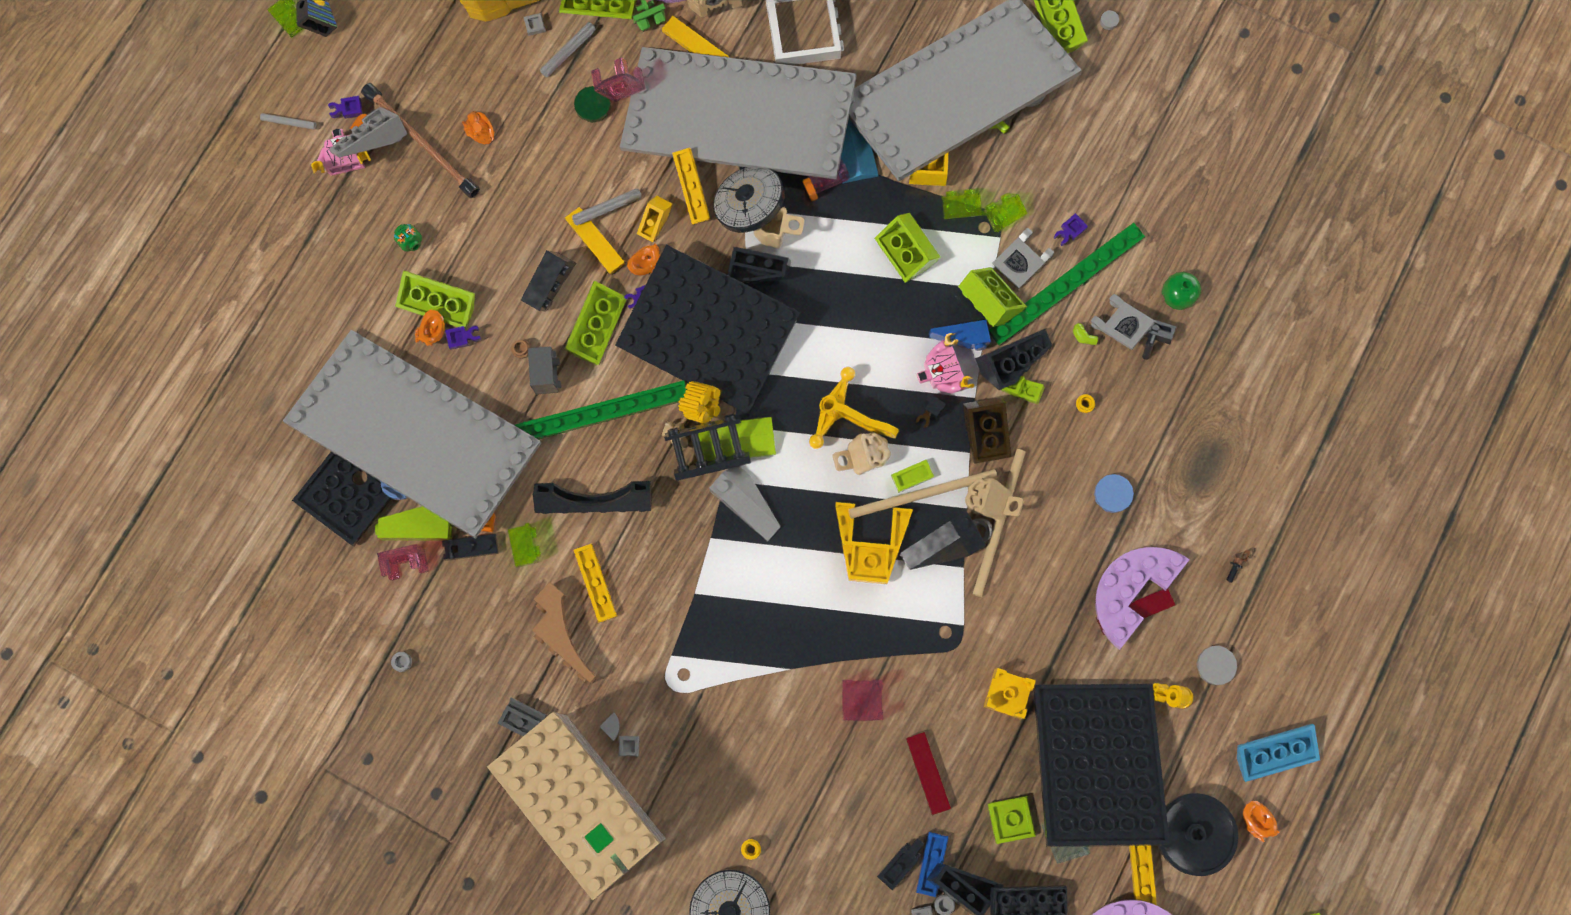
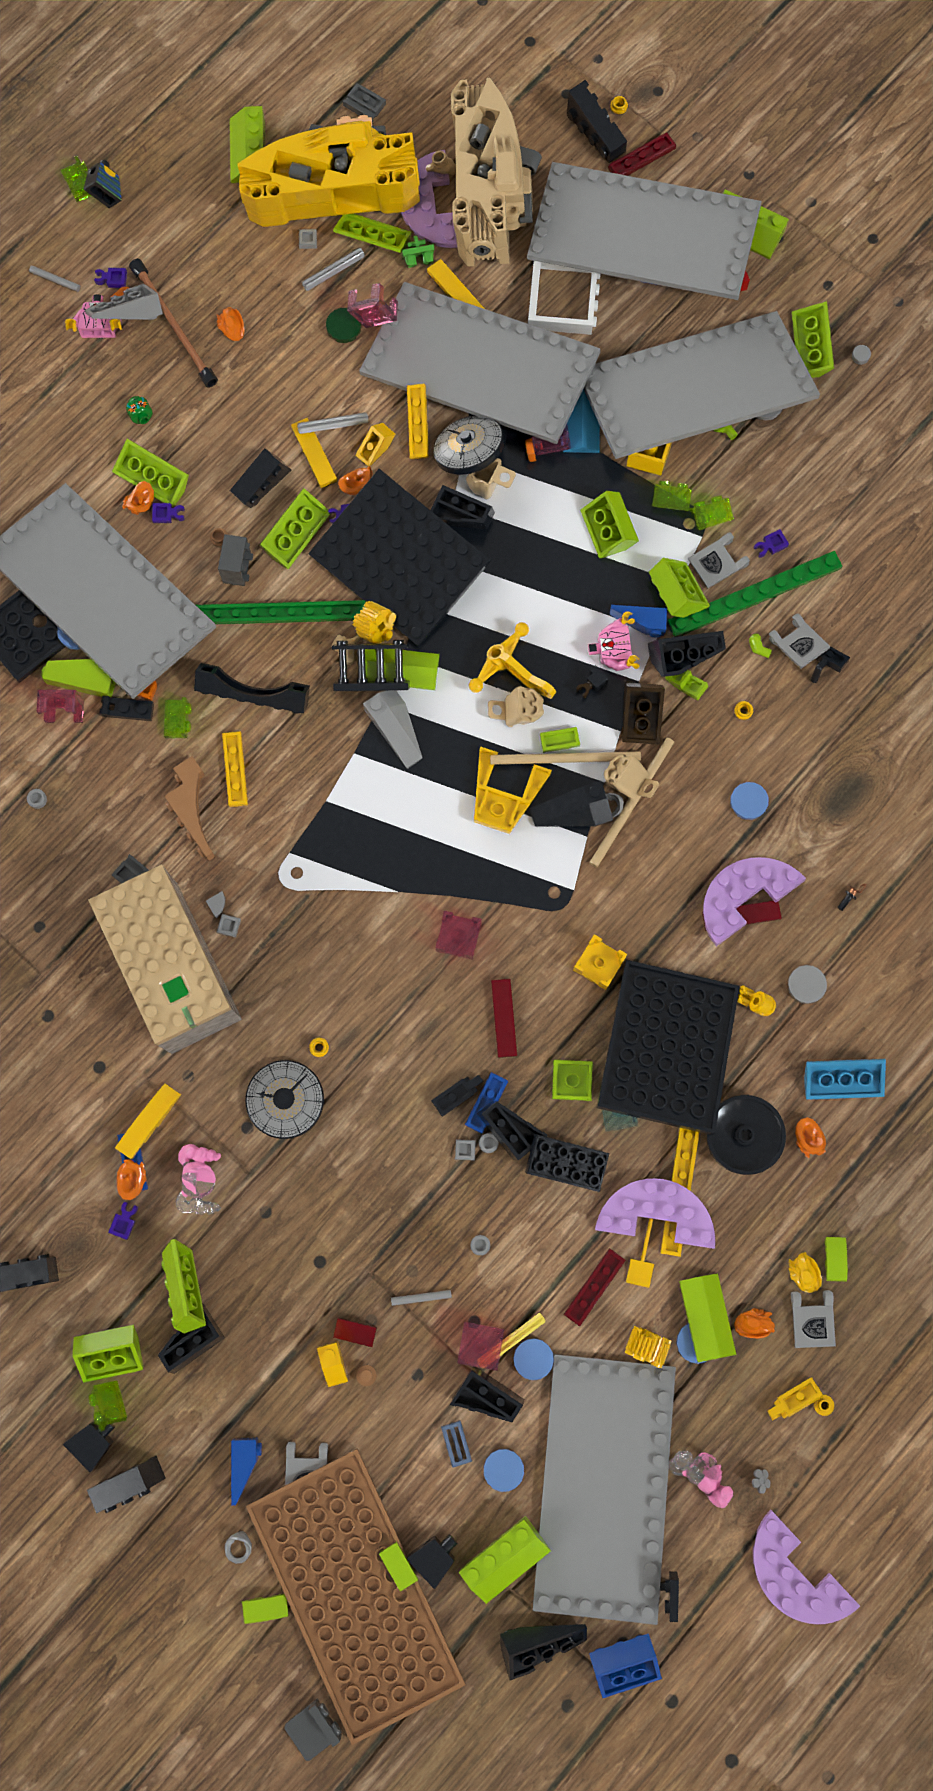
camera: 15 degrees right, 0 degrees up
(1181, 290) = (864, 625): green cylinder -> none

